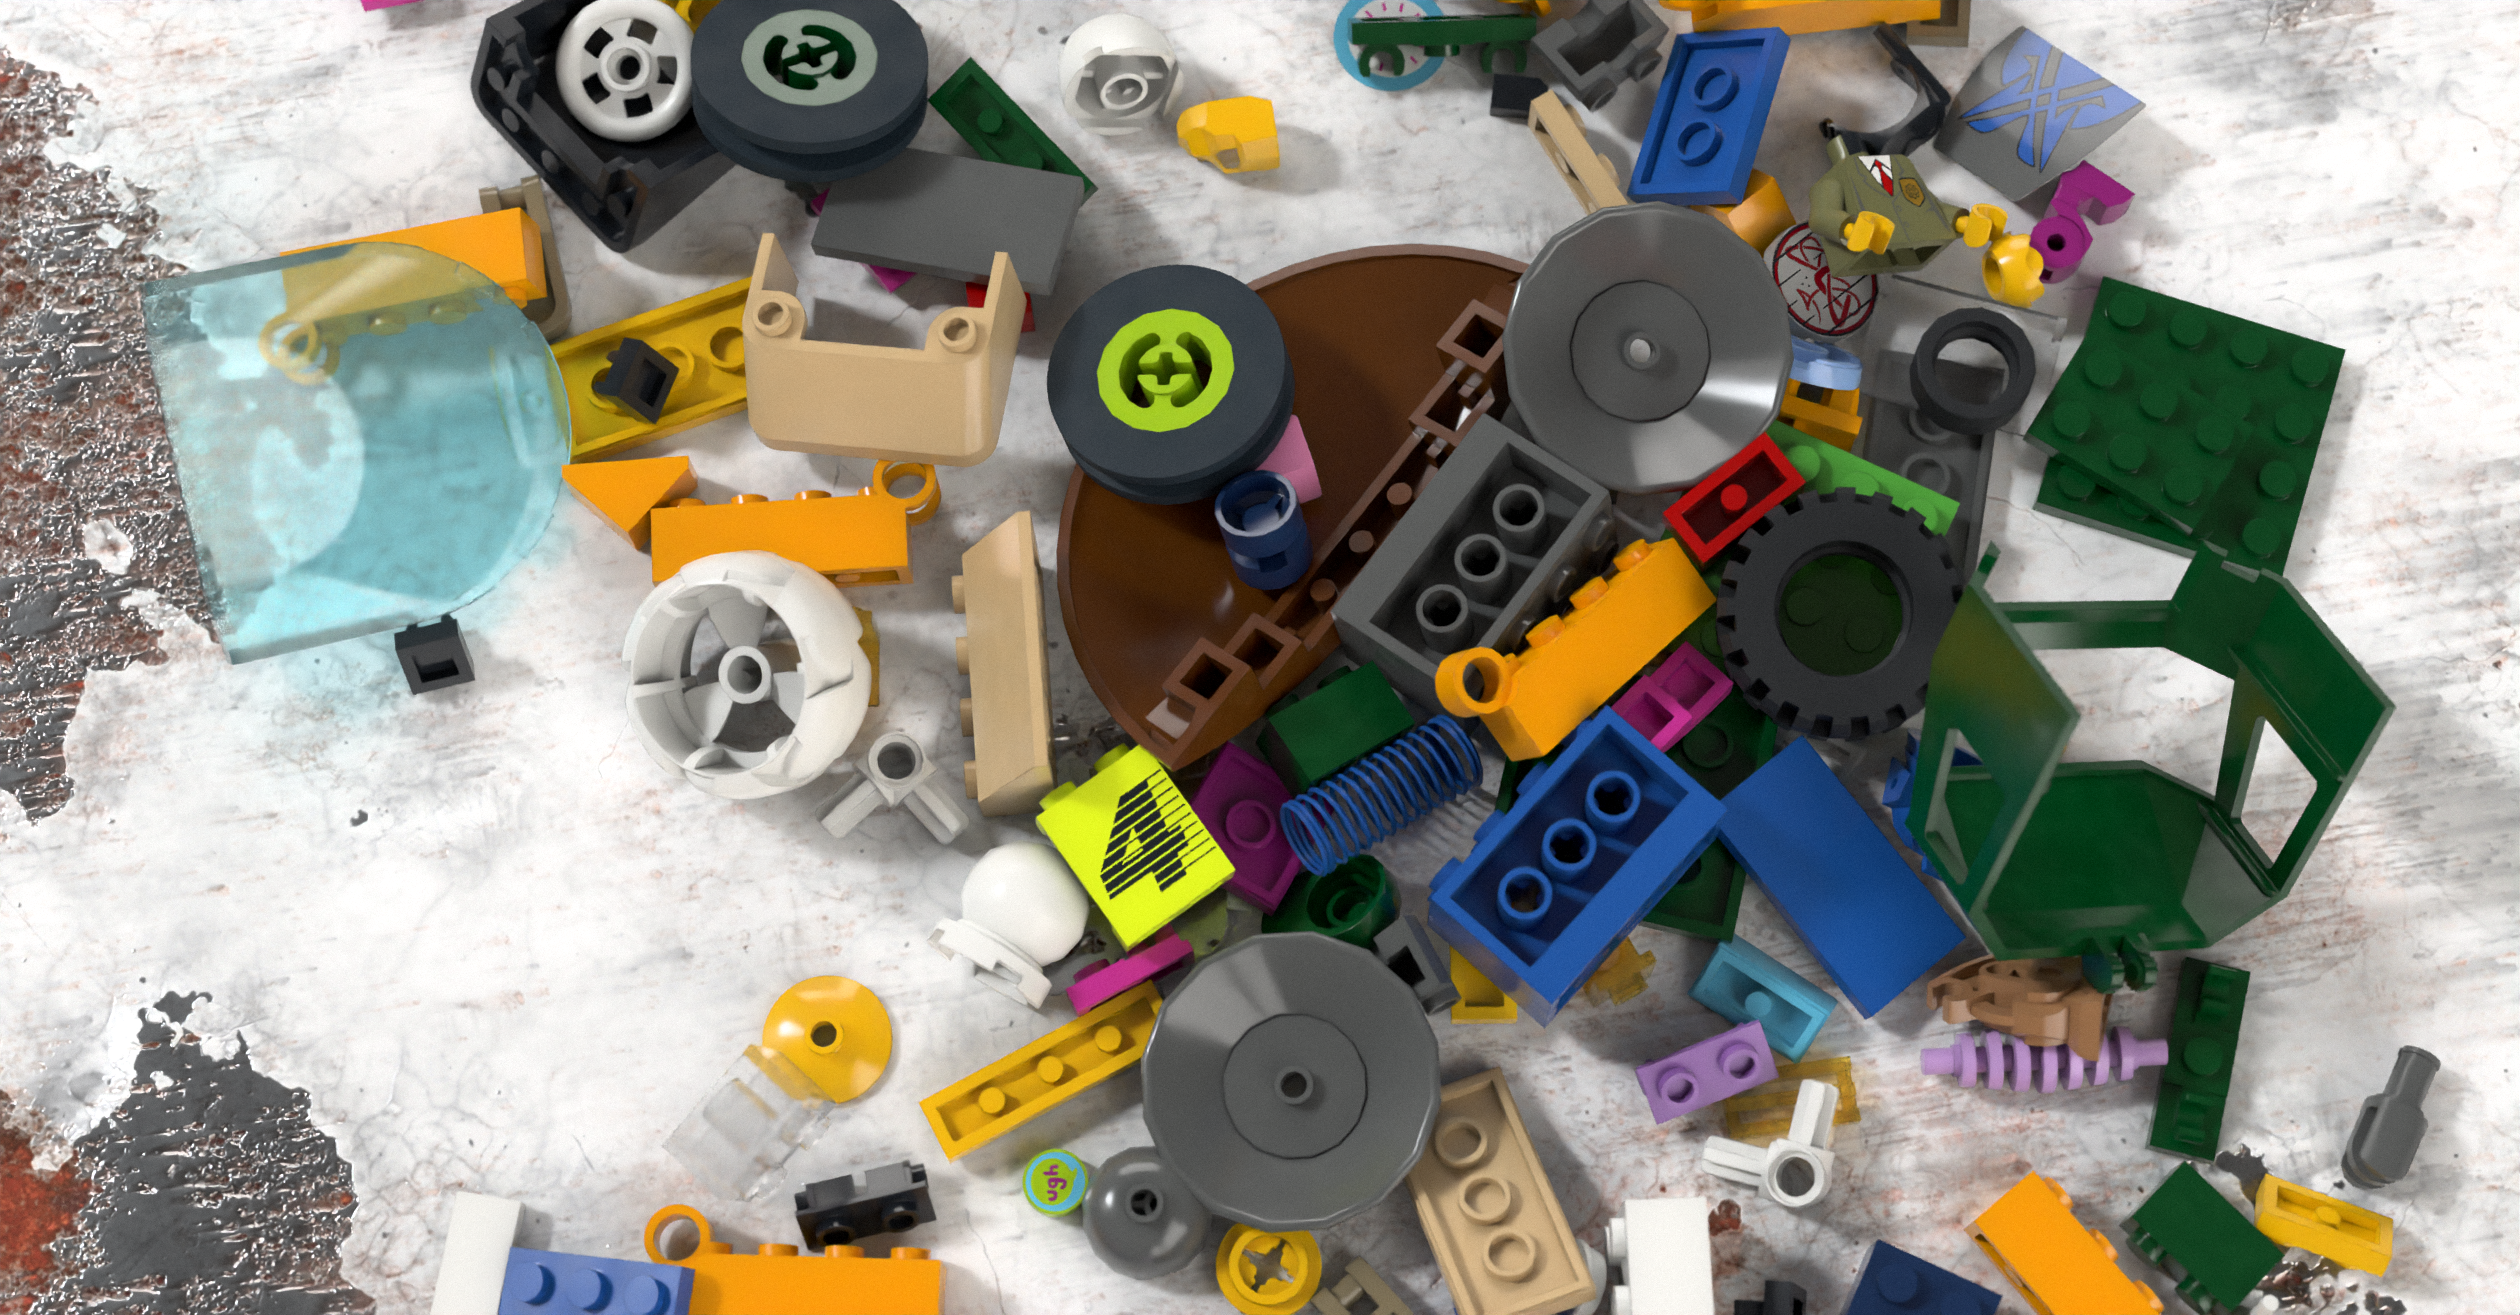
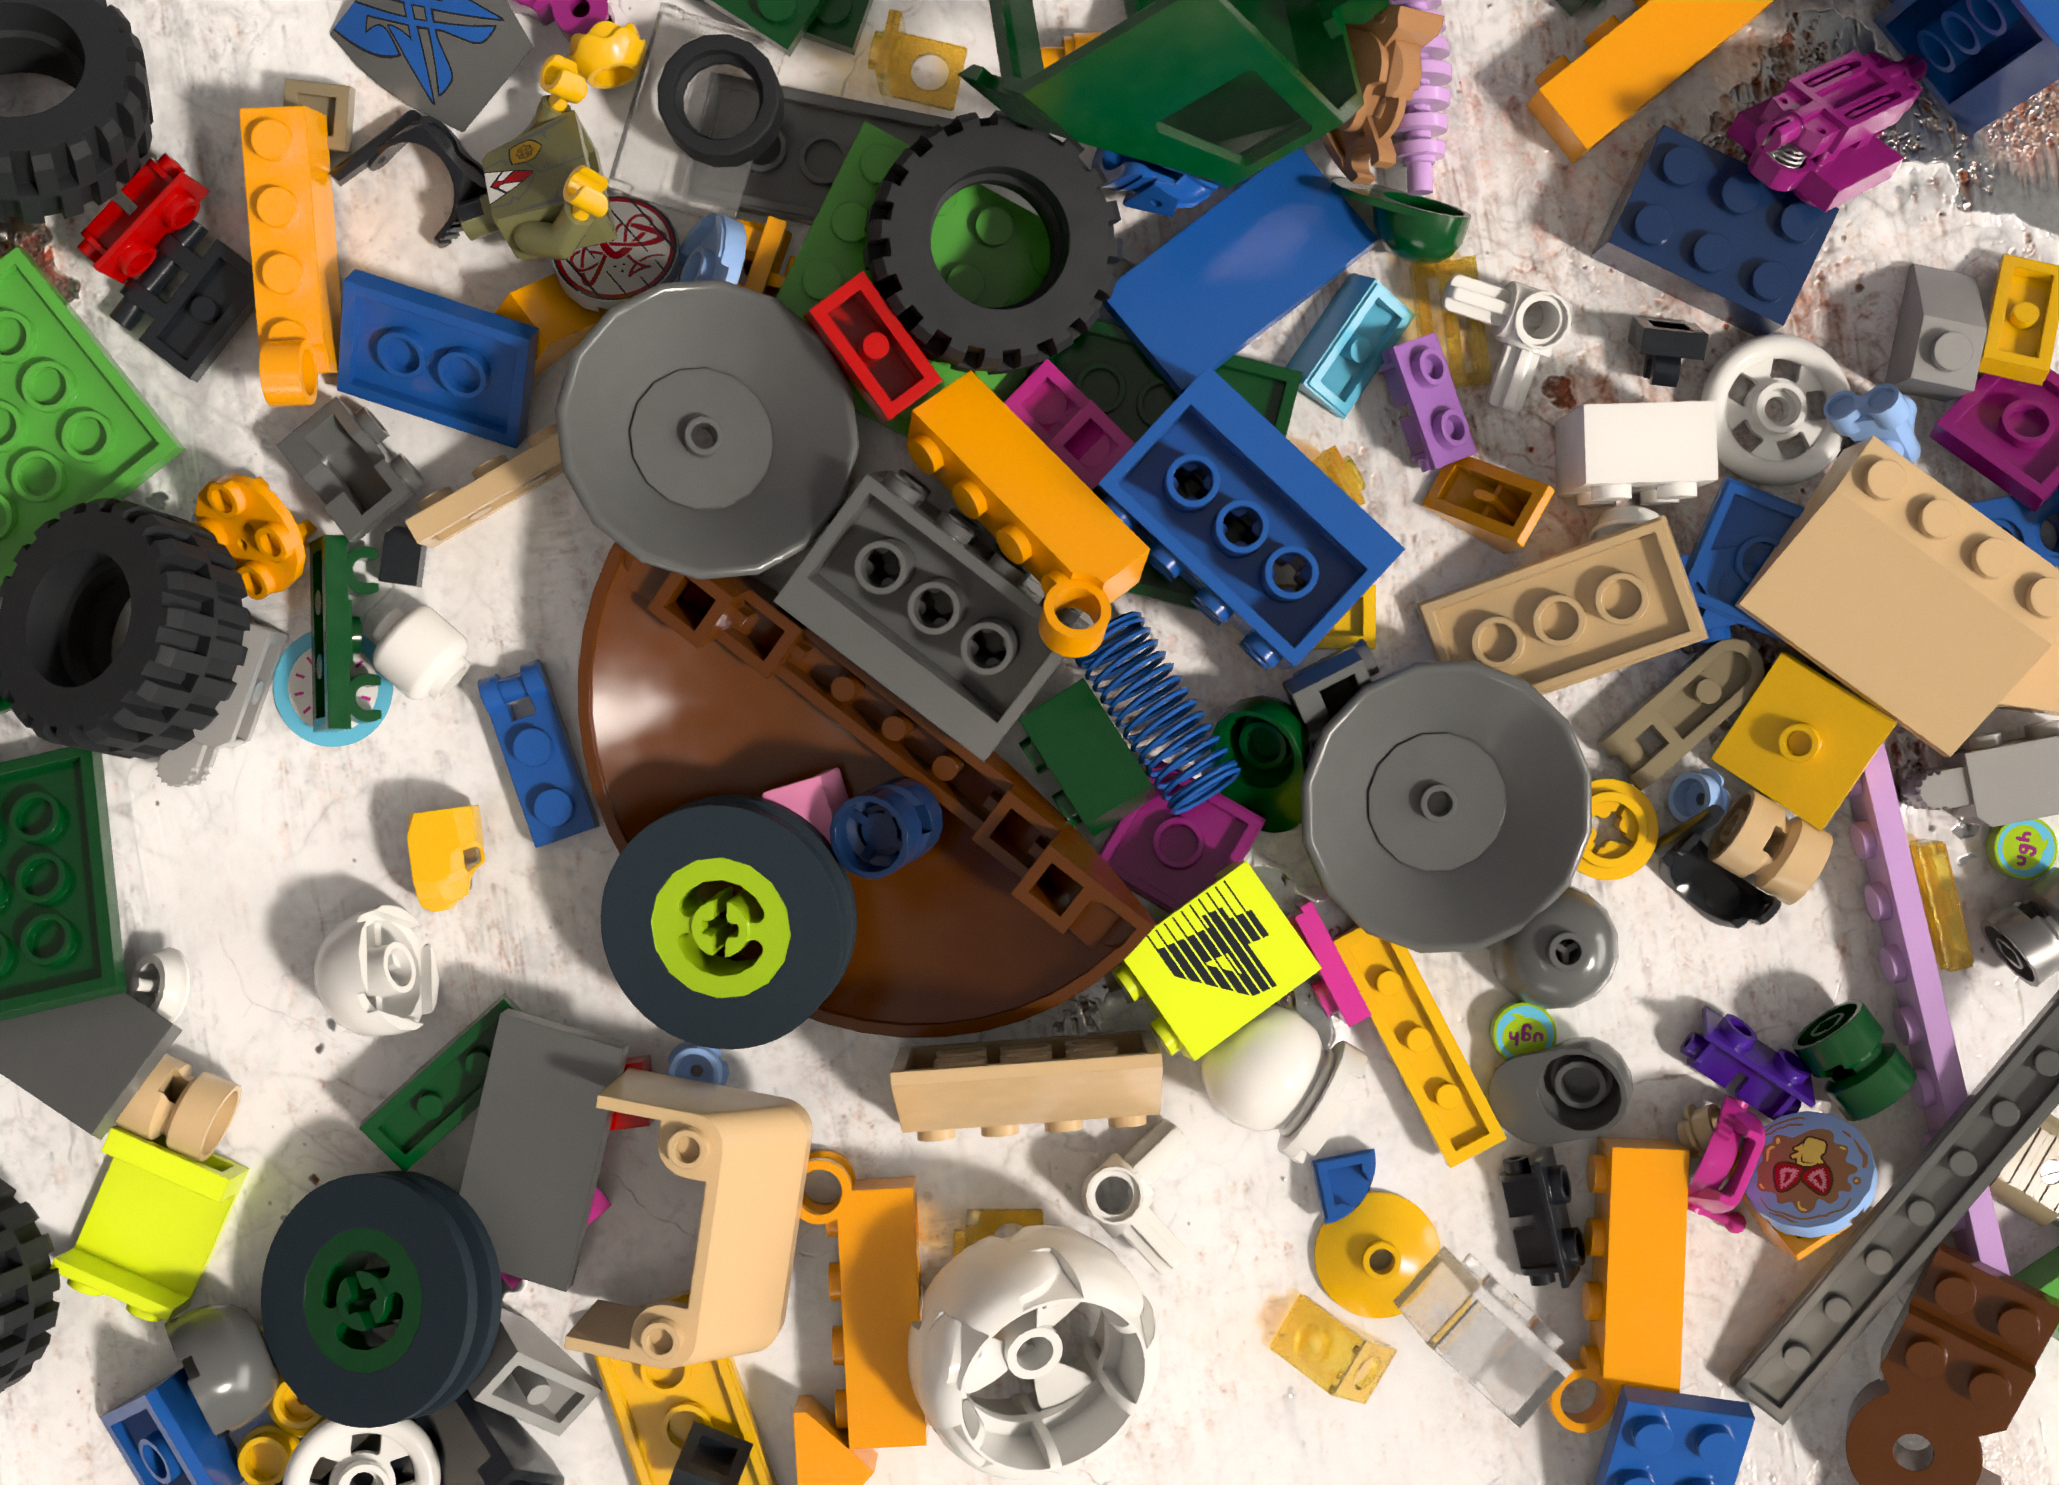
camera: 90 degrees left, 15 degrees up
(726, 219) = (533, 1378): none -> light grey slope
(730, 985) = (1330, 1351): none -> clear yellow bracket
(902, 1000) = (1343, 1182): none -> blue tile
(997, 1218) = (1562, 1091): none -> dark grey cap
(1035, 381) = (687, 1055): none -> light blue plate
(1329, 220) = (539, 755): none -> blue plate
(1425, 110) = (420, 653): none -> white head
(1605, 1134) = (1488, 502): none -> light orange slope
(1889, 1044) = (1410, 225): none -> dark green cap
(2031, 541) = (894, 55): none -> clear yellow bracket

